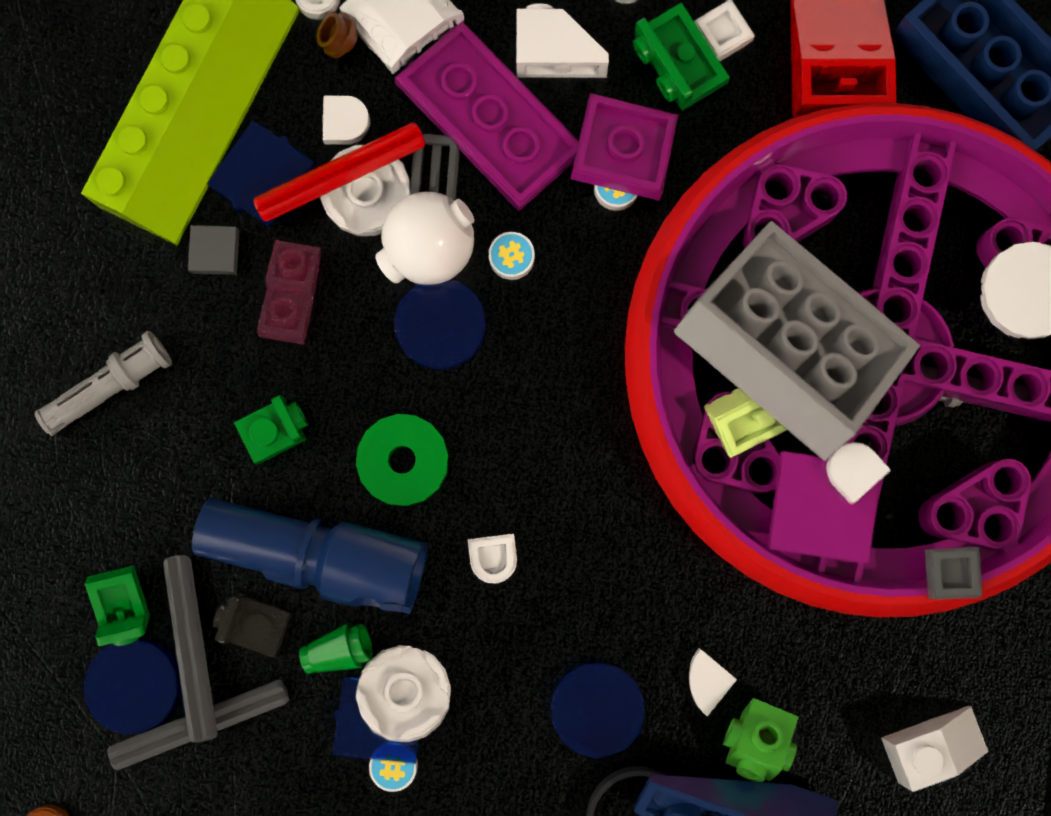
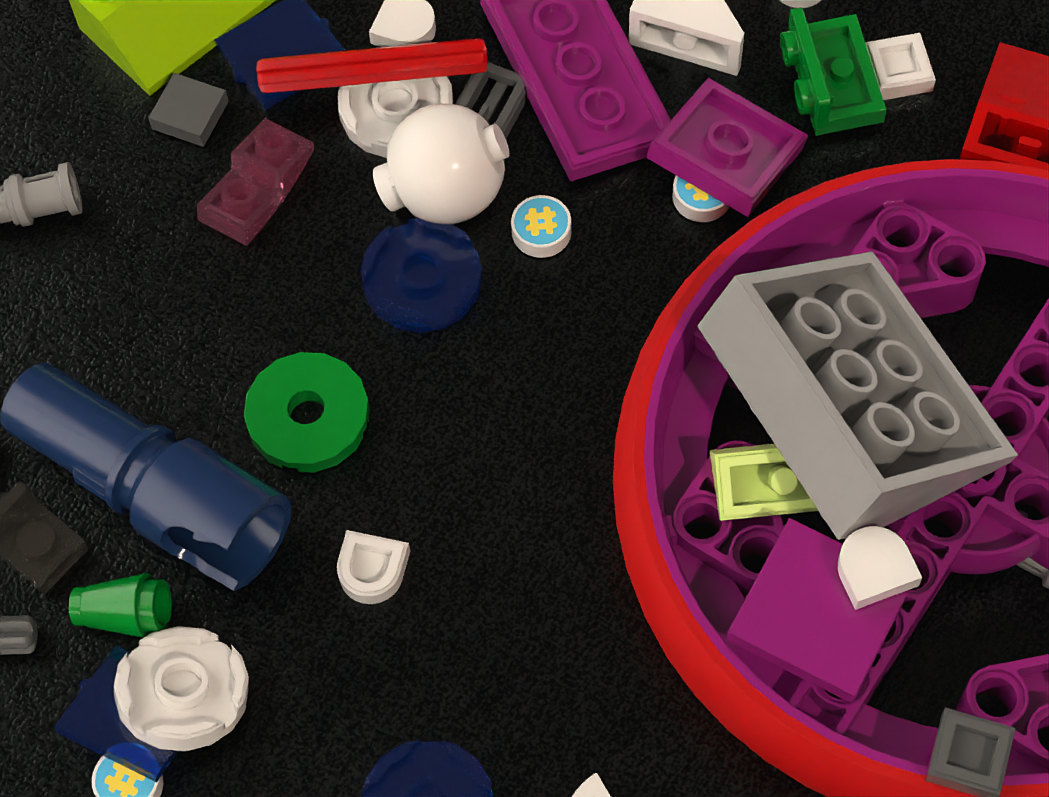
camera: 20 degrees right, 20 degrees down
(272, 429) = (165, 323): green bracket -> none

